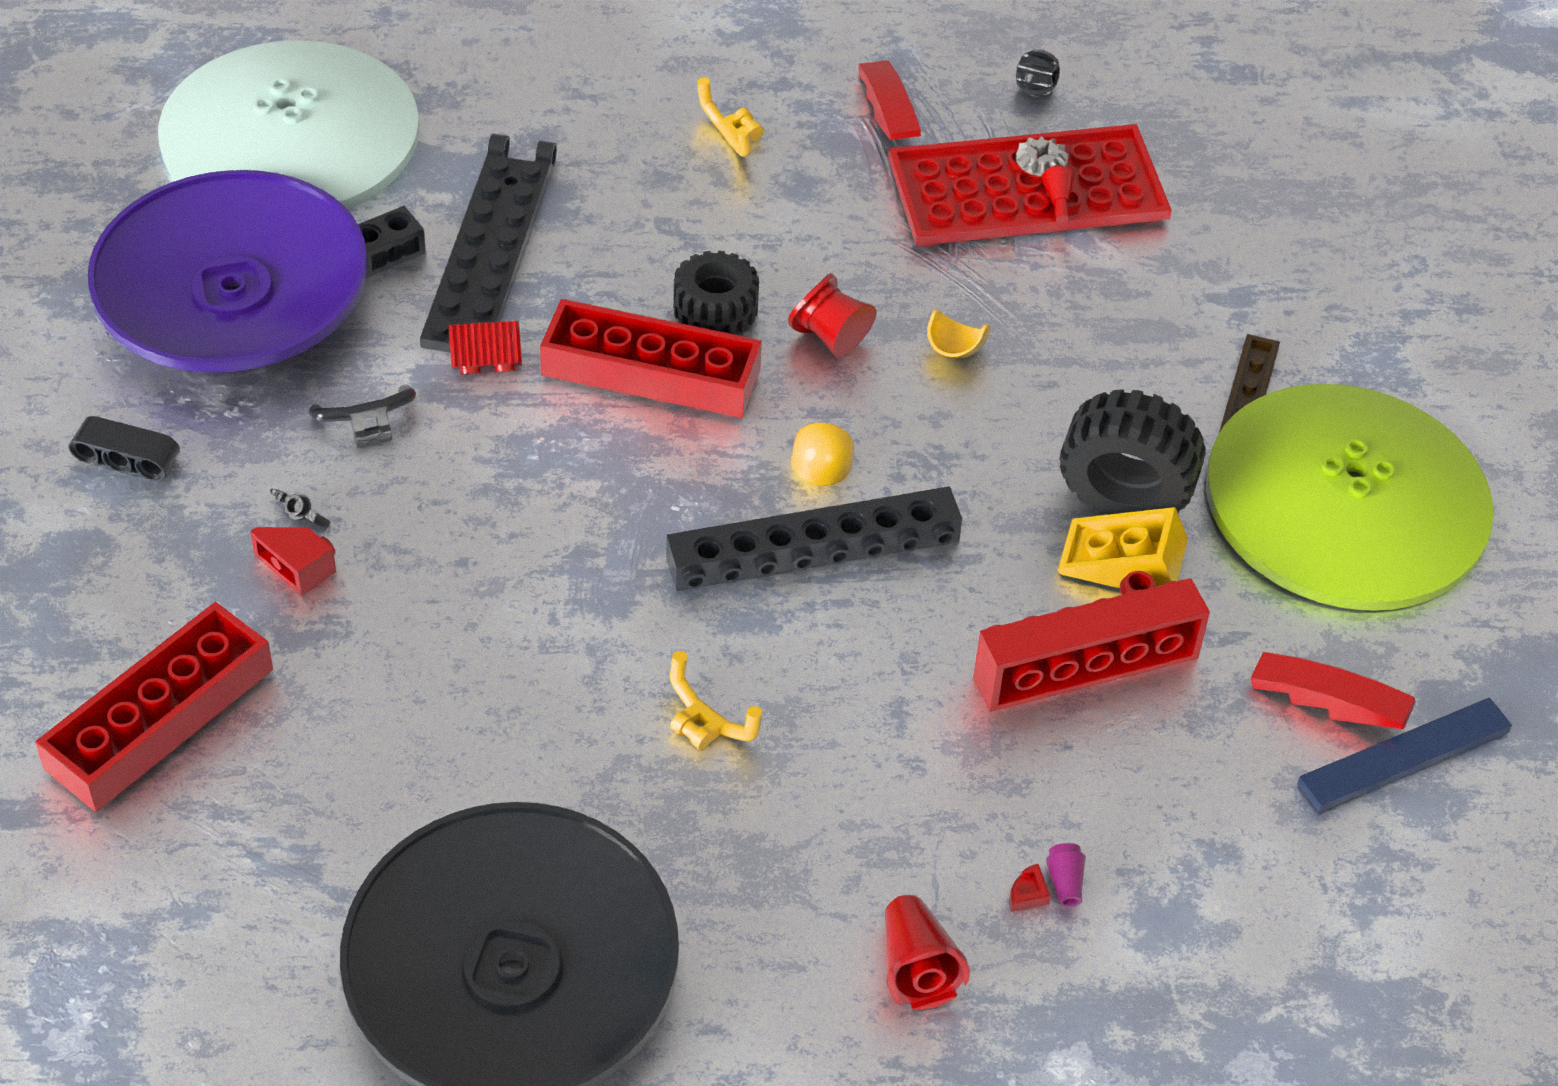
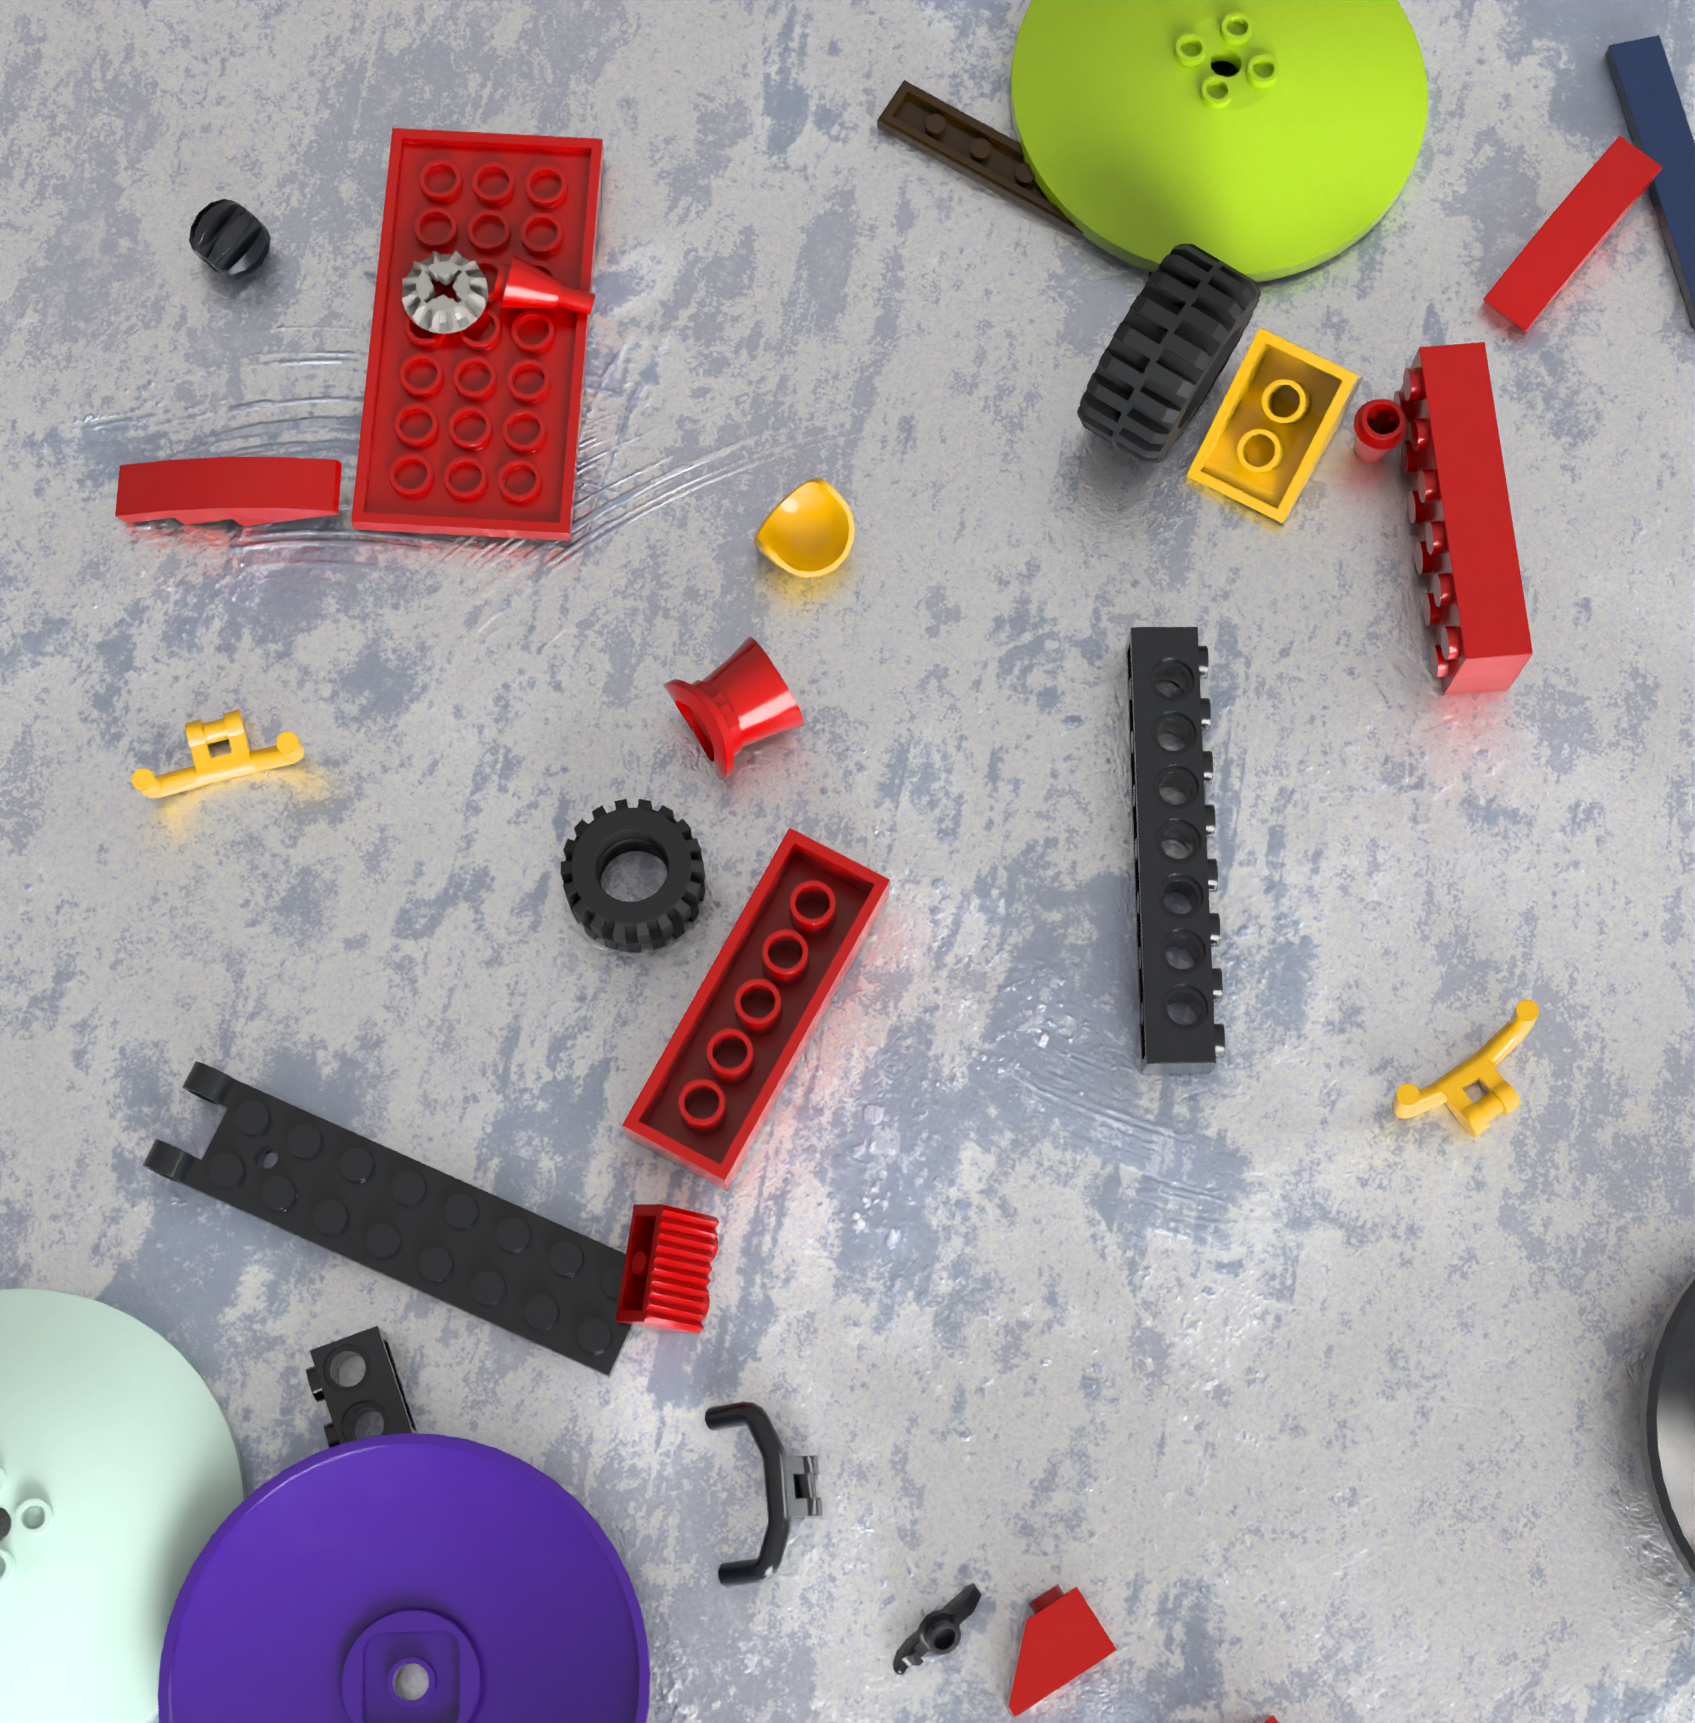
camera: 75 degrees left, 25 degrees up
(822, 454) = (1001, 801): yellow helmet -> none

